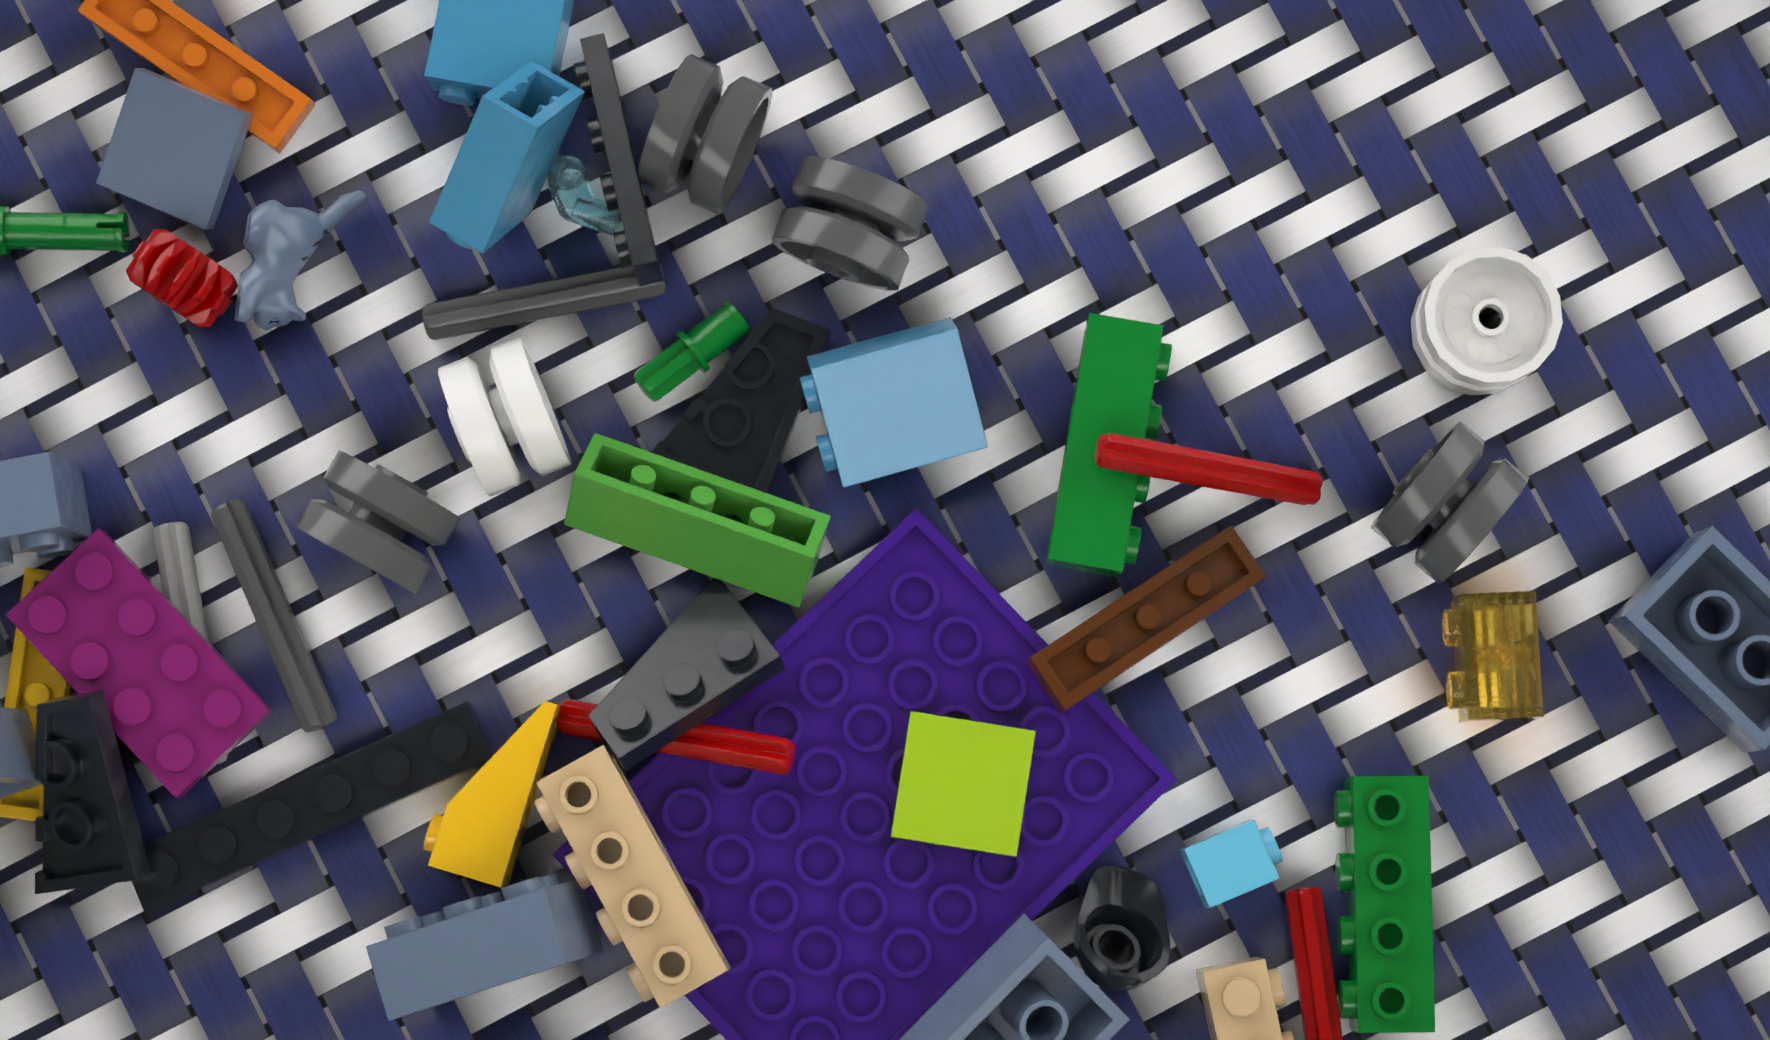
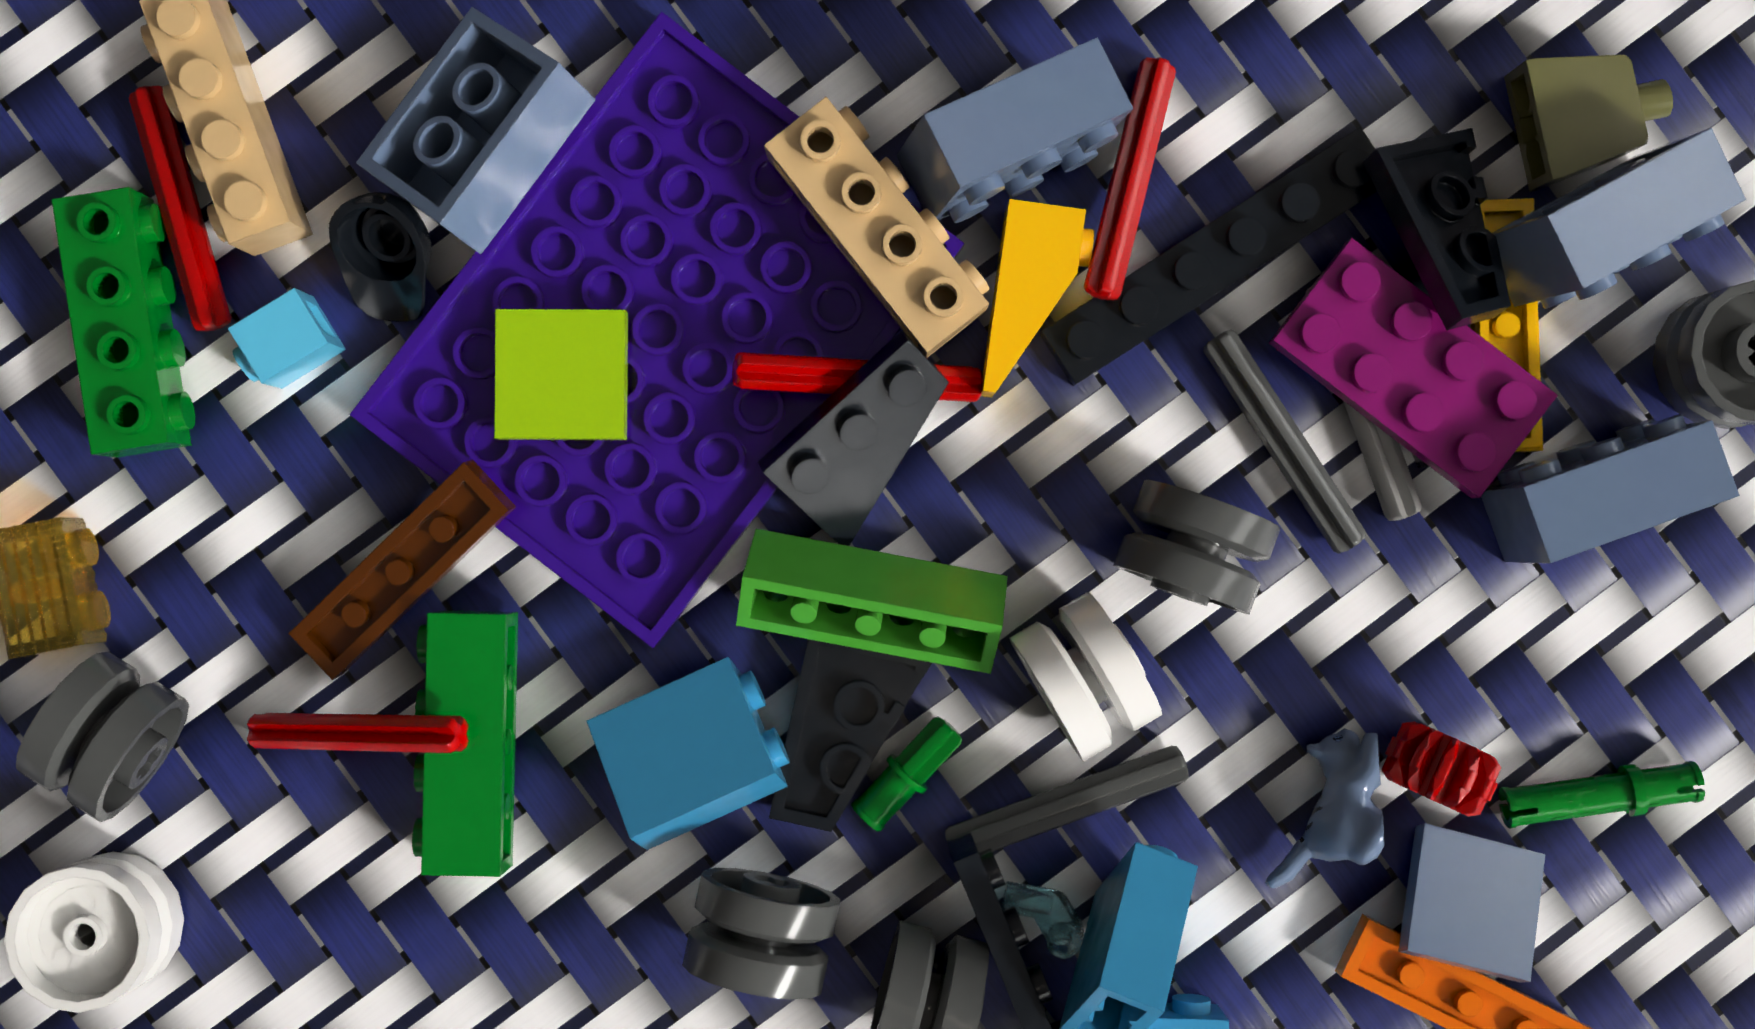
camera: 165 degrees right, 5 degrees up
(379, 893) = (1130, 179): none -> red axle

